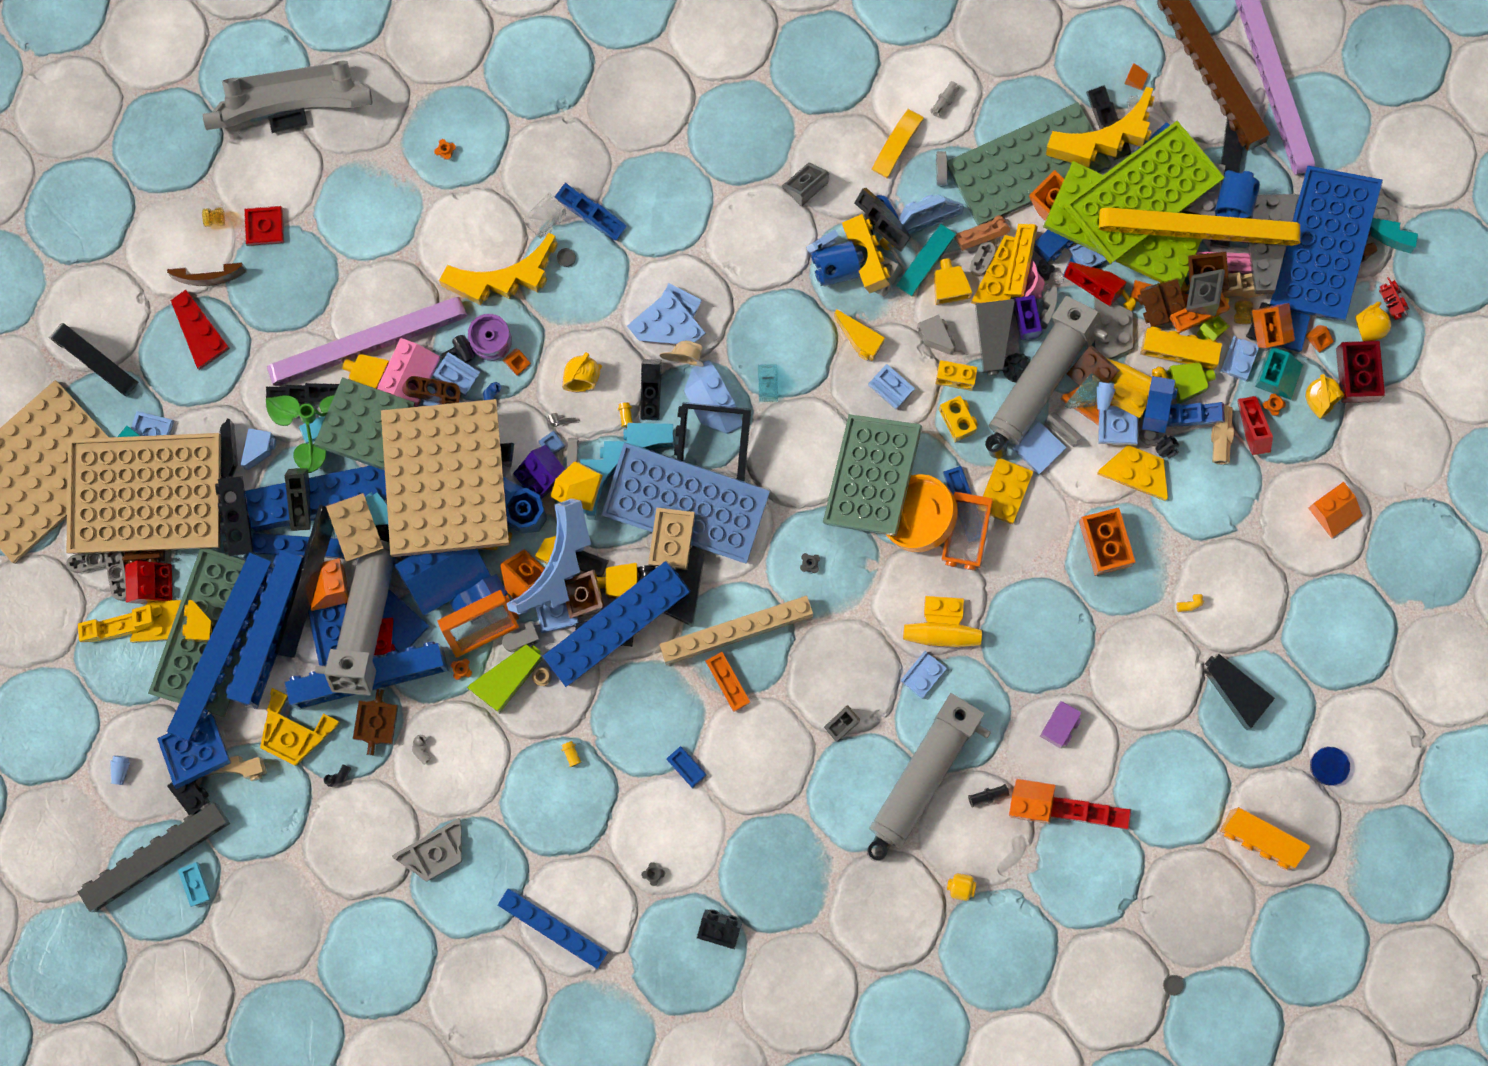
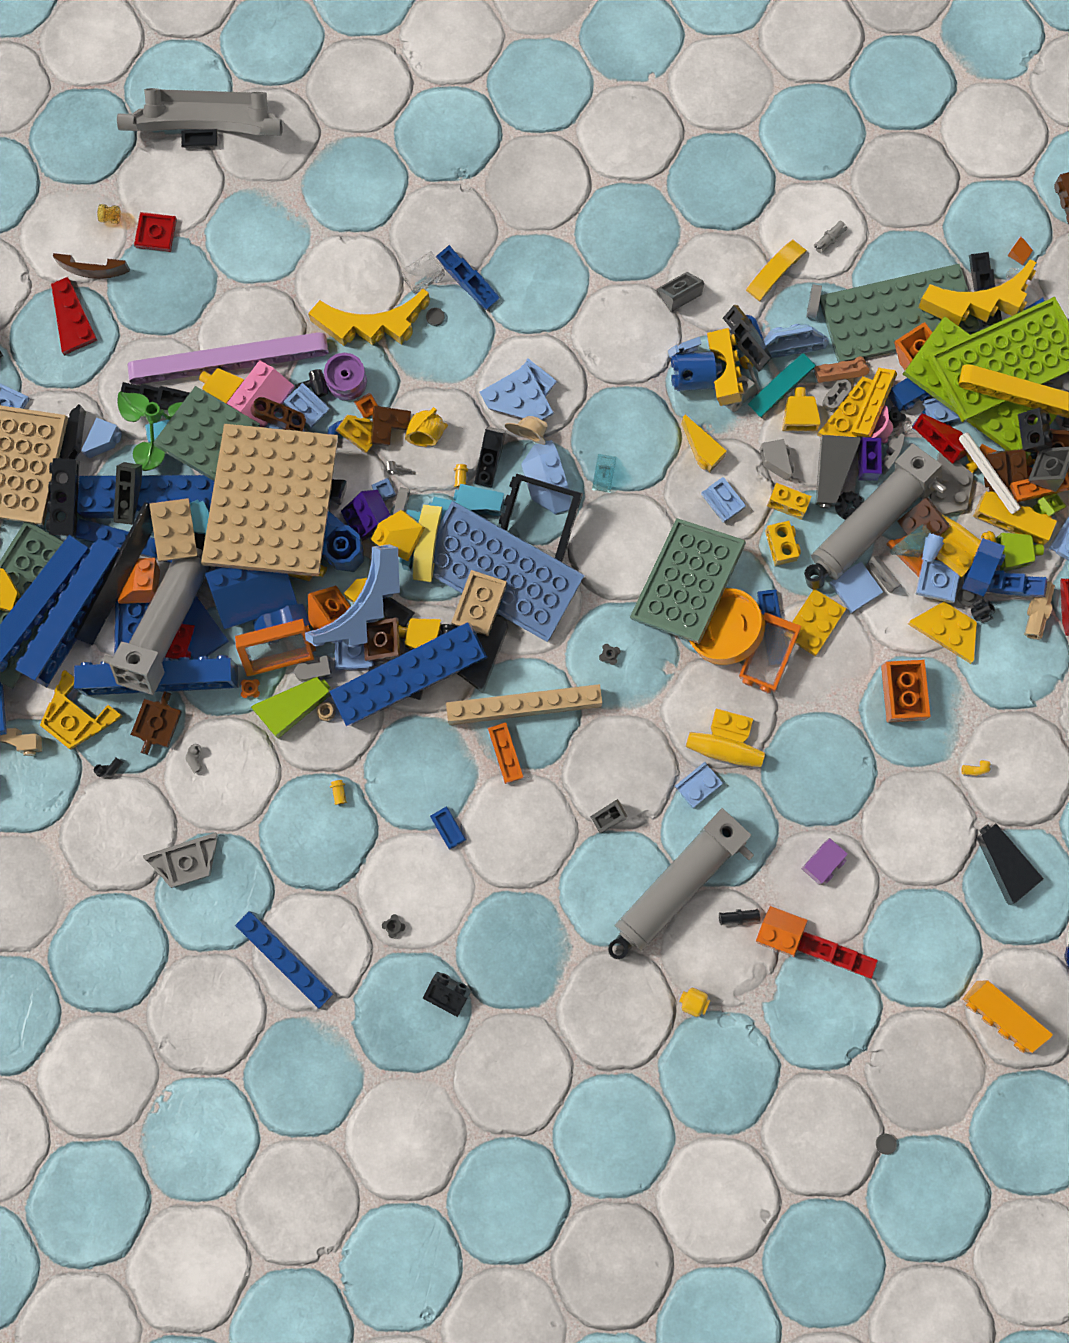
camera: 10 degrees right, 0 degrees up
(445, 154) = (342, 198): orange plate -> none
(516, 389) = (356, 431): none -> yellow wing
(538, 373) = (385, 419): none -> reddish brown plate
(607, 498) = (425, 548): none -> light yellow slope
(1130, 293) = (989, 473): none -> white axle
(1179, 261) = (1030, 431): none -> black brick

